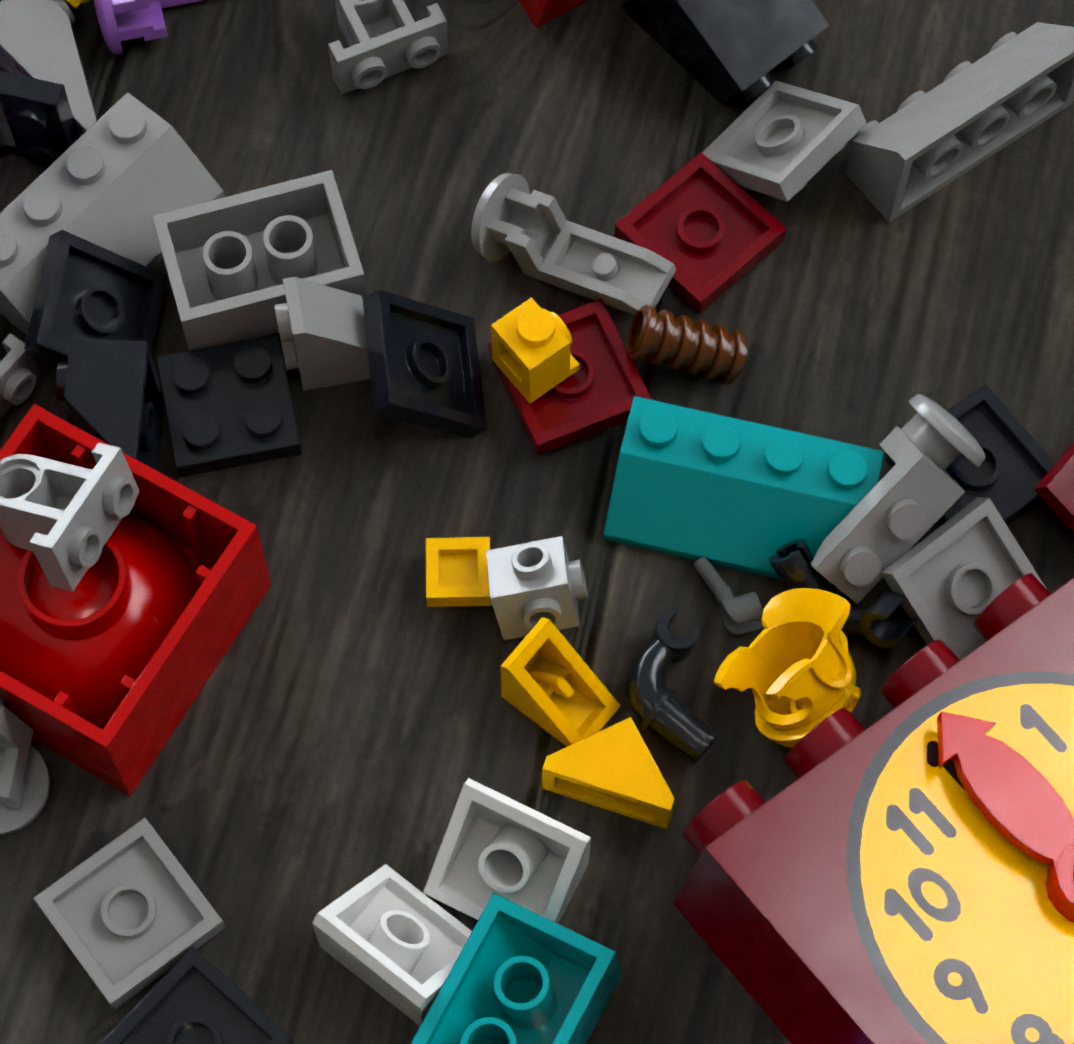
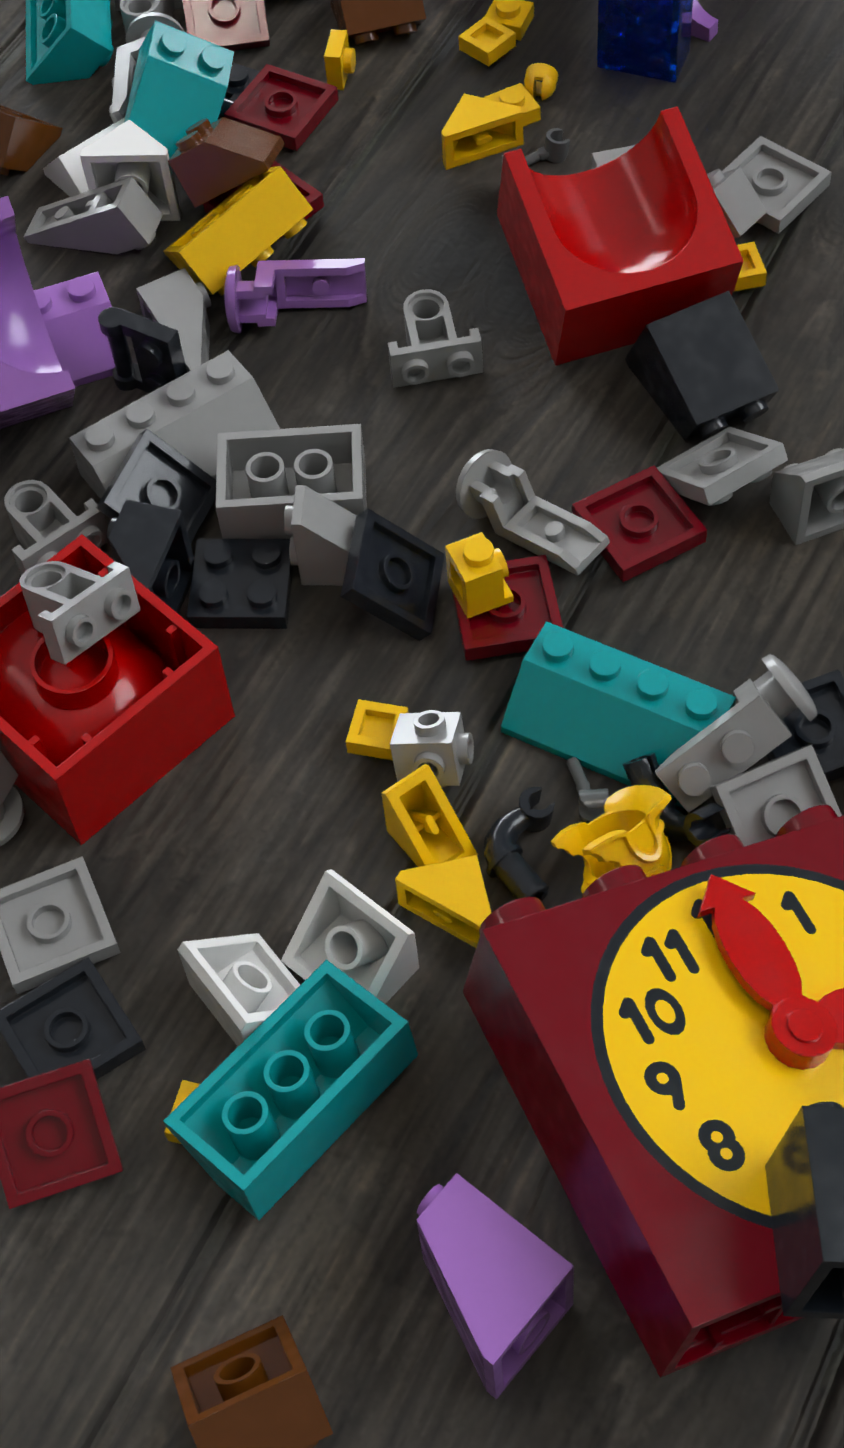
camera: 20 degrees right, 10 degrees down
(686, 345) = (603, 597): reddish brown piece -> none

